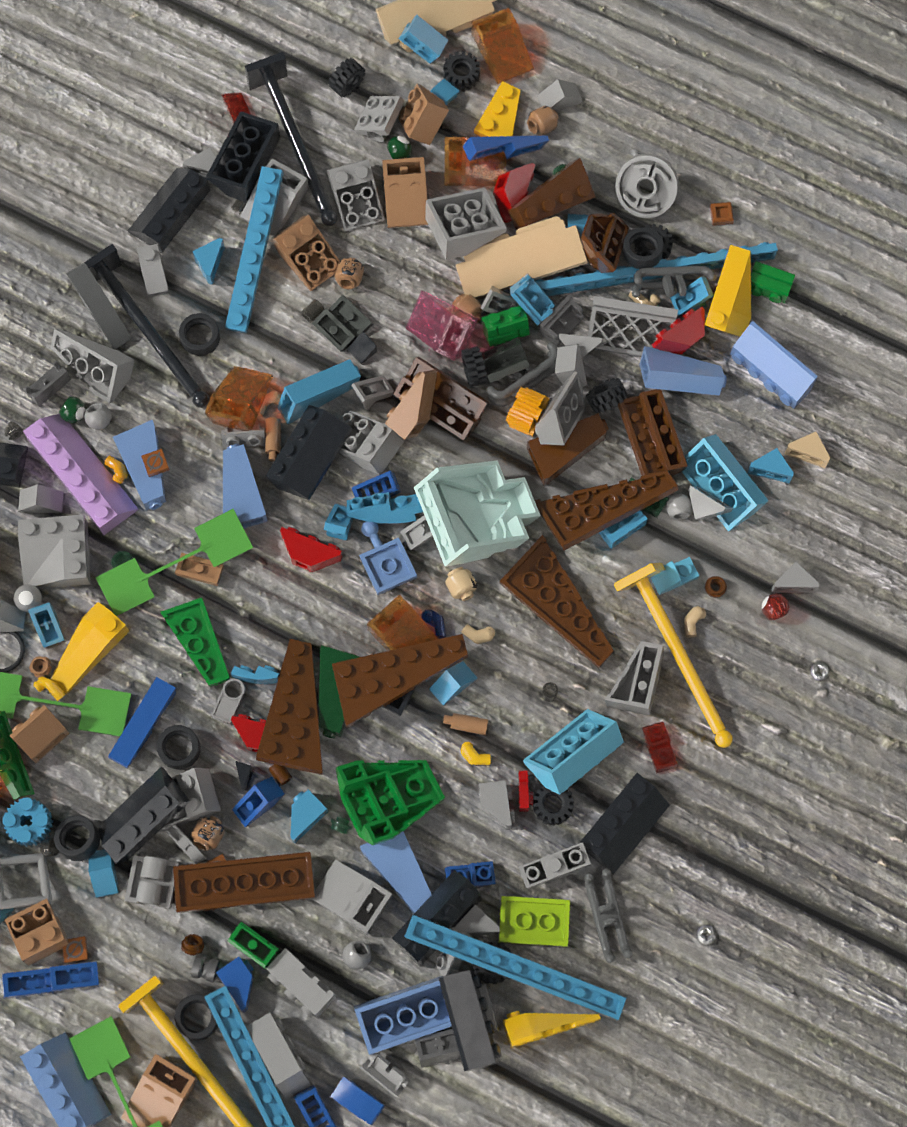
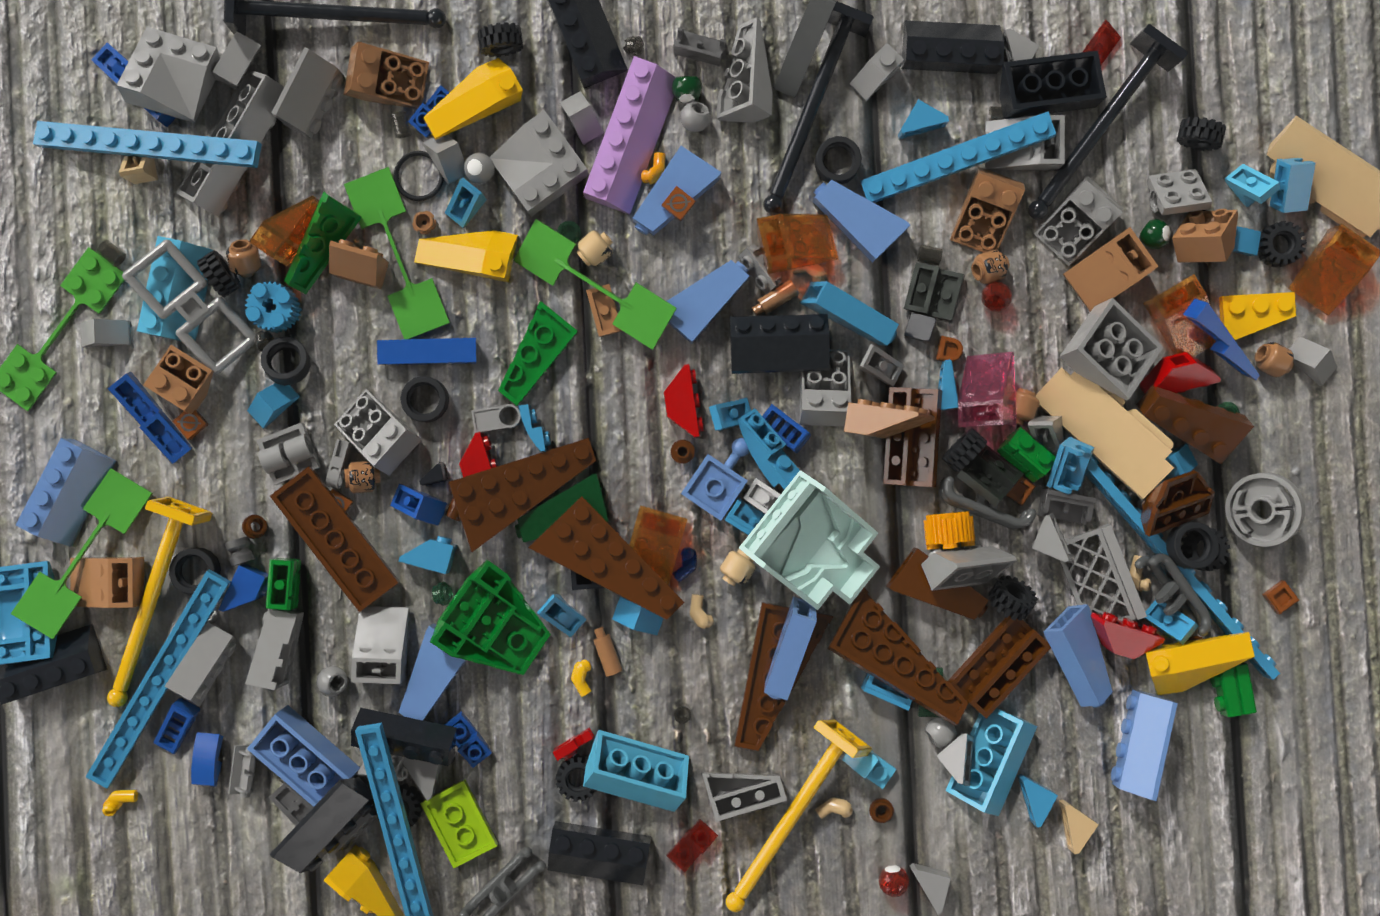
camera: 60 degrees right, 15 degrees up
(50, 685) = (411, 245): yellow arm -> none
(141, 816) = (336, 407): black slope -> none
(147, 547) = (595, 248): none -> tan head
(253, 344) = (861, 220): none -> medium blue slope
(345, 580) = (682, 459): none -> reddish brown plate
(374, 281) = (996, 296): none -> clear red piece
(392, 337) = (949, 349): none -> dark orange tile
(406, 66) = (1251, 185): none -> medium azure slope
(415, 350) = (948, 386): none -> dark azure slope
(415, 738) = (561, 615): none -> dark azure slope
(425, 558) = (743, 516): none -> dark azure hinge
(495, 802) = (548, 723): light grey slope -> none
(531, 347) = (1021, 491): none -> dark orange tile
(547, 576) = (790, 649): none -> medium blue slope
(554, 866) = (518, 815): light grey slope -> none
(569, 361) = (1023, 542): light grey slope -> none

